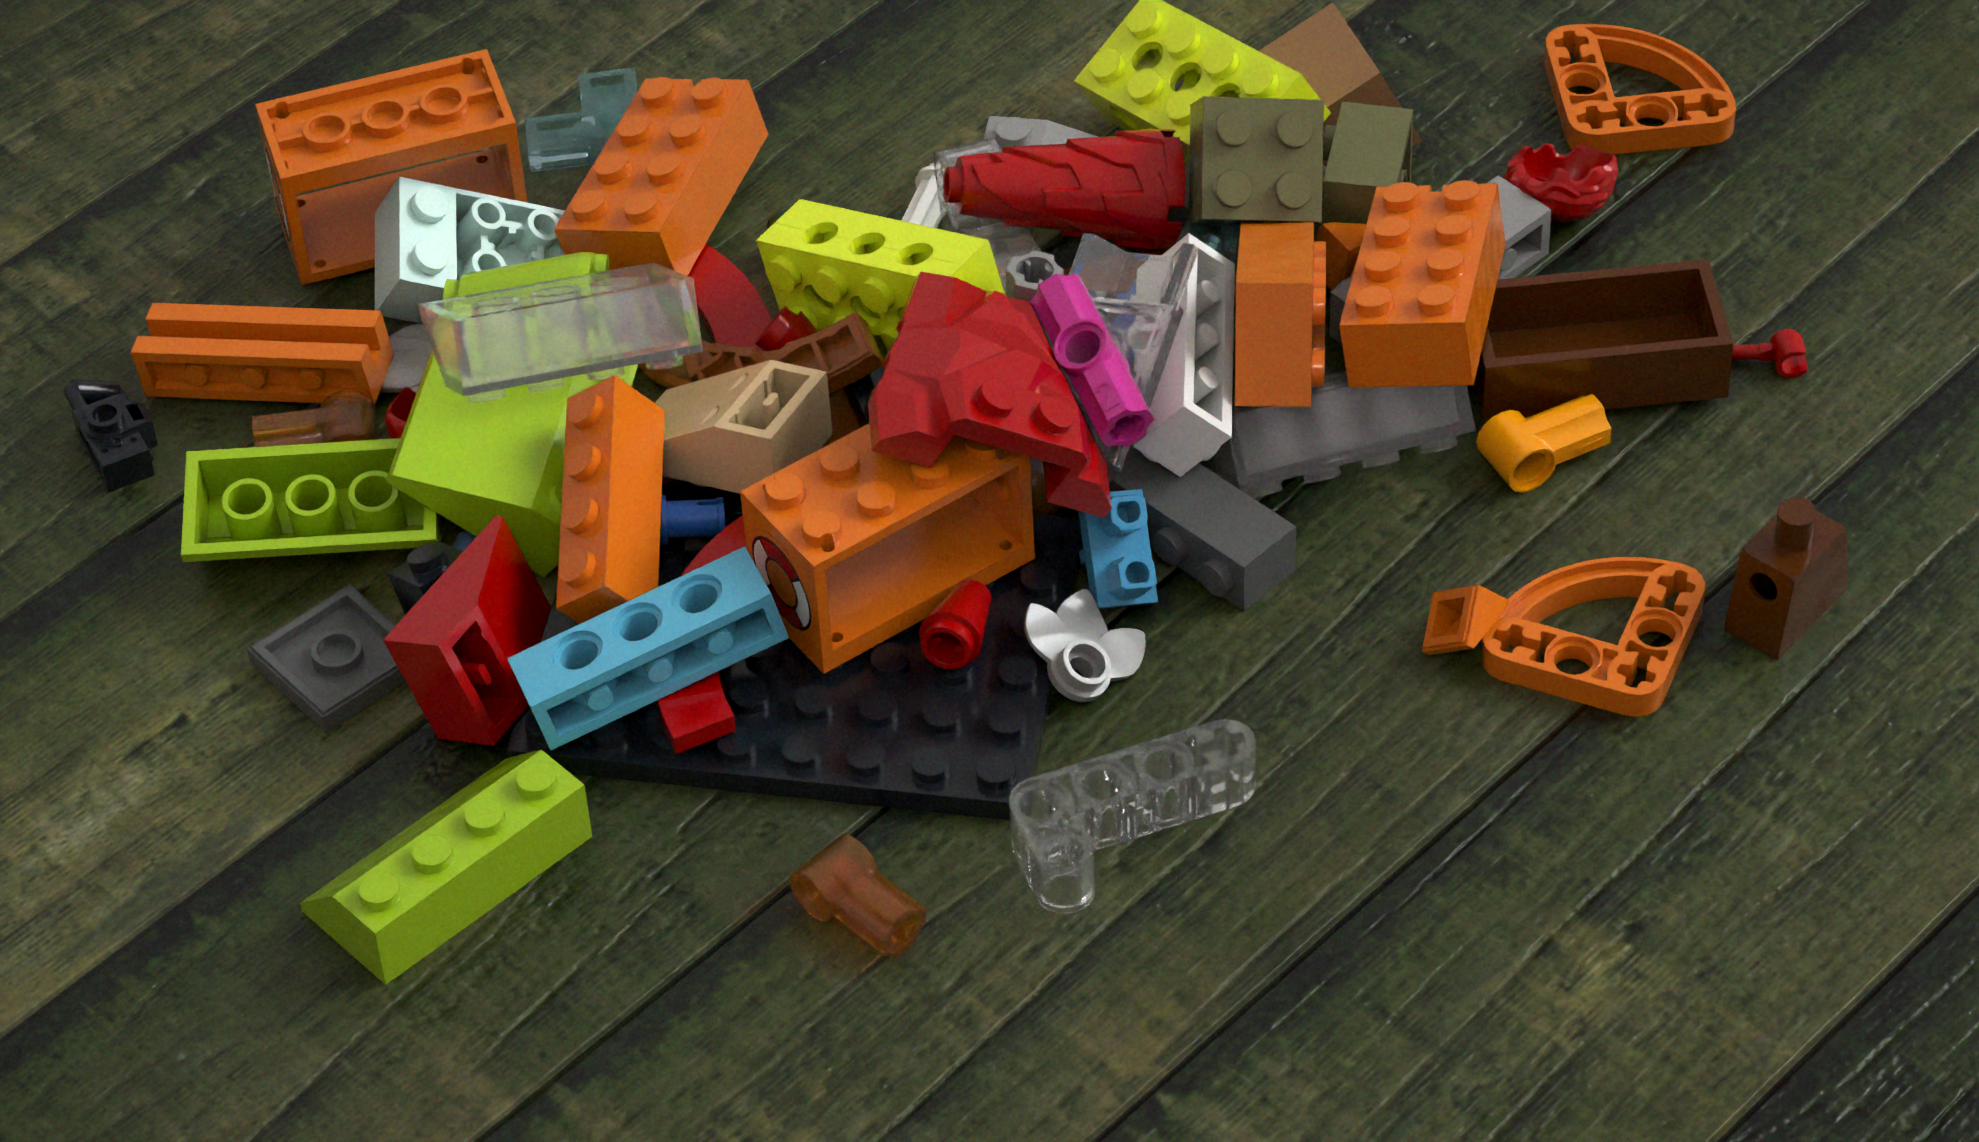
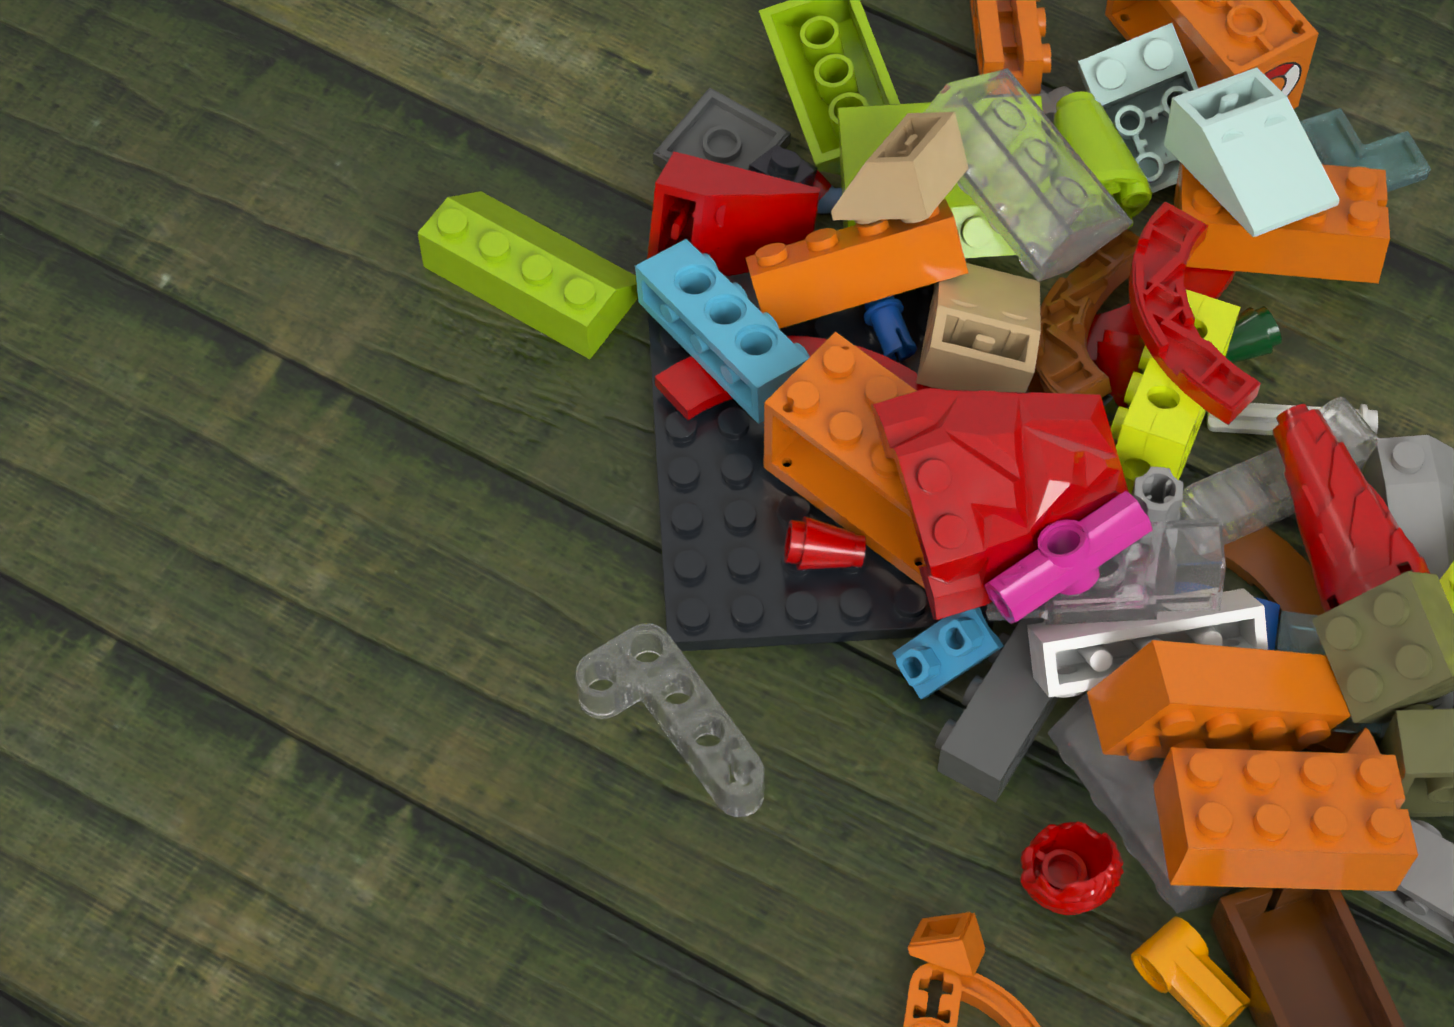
camera: 75 degrees right, 15 degrees up
(342, 418) = (931, 58): clear orange piece -> none
(540, 400) = (907, 172): none -> tan slope
(611, 143) = (1249, 151): none -> light aqua slope
(802, 244) = (1167, 321): none -> red tile
(847, 885) = (553, 535): clear orange piece -> none
(1080, 641) = (856, 649): light grey plate -> none
(1403, 500) = (1071, 868): none -> red hair

